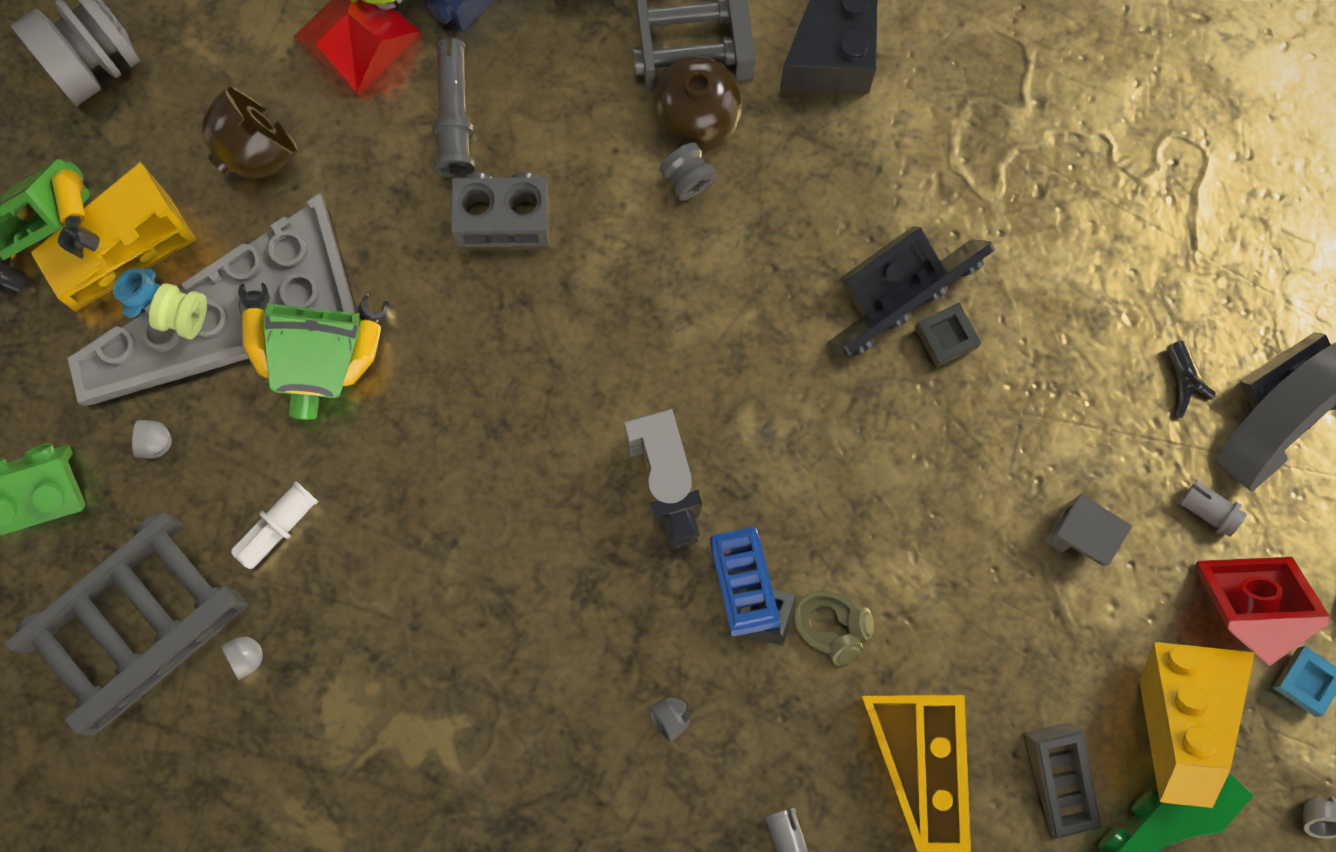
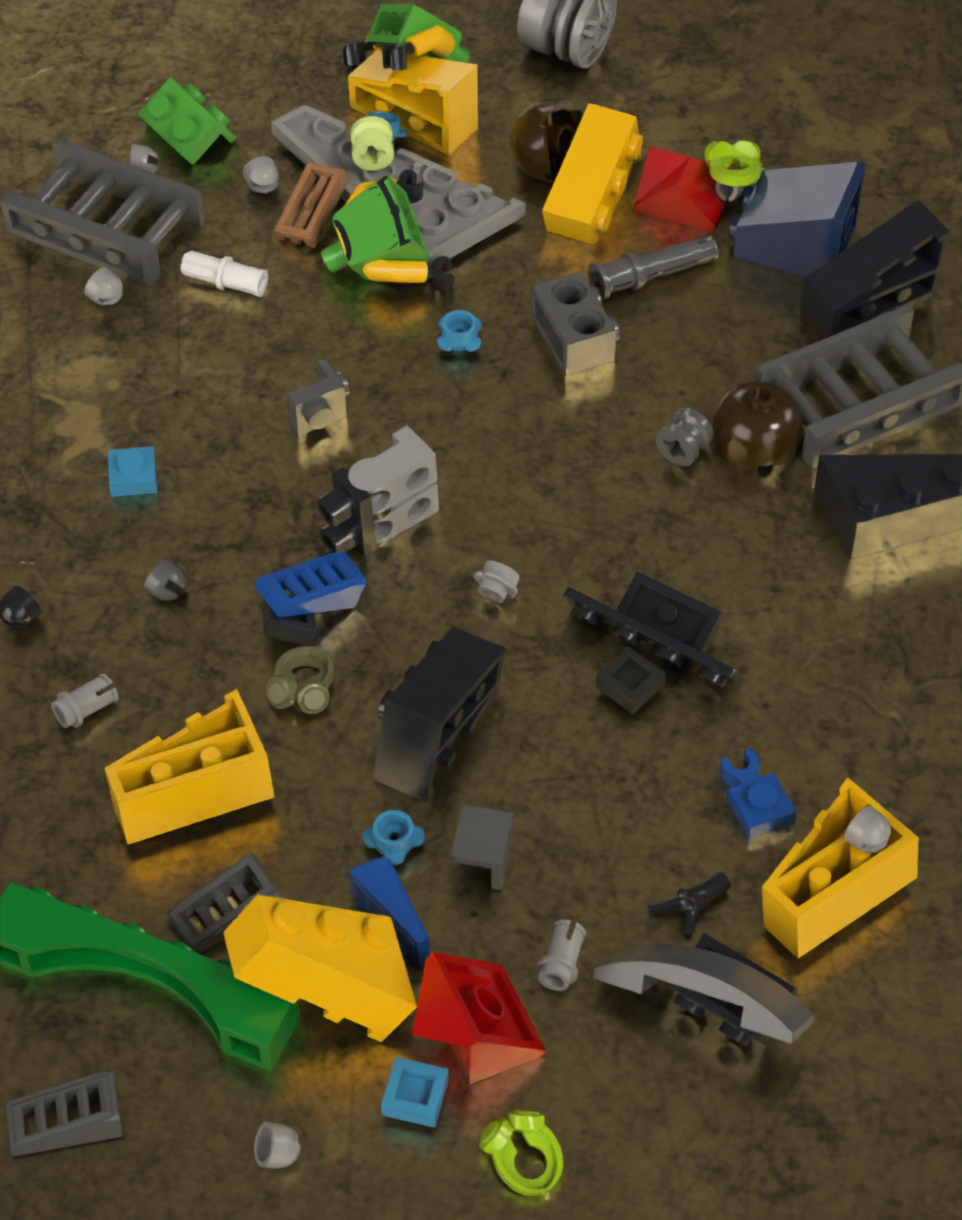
camera: 70 degrees right, 25 degrees down
(64, 561) = (142, 156): none -> light grey hinge
(249, 432) = (318, 204): none -> medium nougat tile
(320, 111) = (594, 174): none -> yellow wedge
(456, 310) = (459, 331): none -> dark azure plate
(508, 705) = (132, 471): none -> dark azure plate
(509, 496) = (320, 402): none -> dark grey bracket
(791, 407) = (497, 581): none -> light grey plate
(929, 514) = (431, 708): none -> black wedge
(1053, 603) = (393, 824): none -> dark azure plate
(1103, 281) = (756, 800): none -> blue plate
(1113, 637) = (381, 892): none -> blue slope
(1219, 250) = (830, 881): none -> yellow wedge
(1231, 209) = (869, 830): none -> light grey hinge

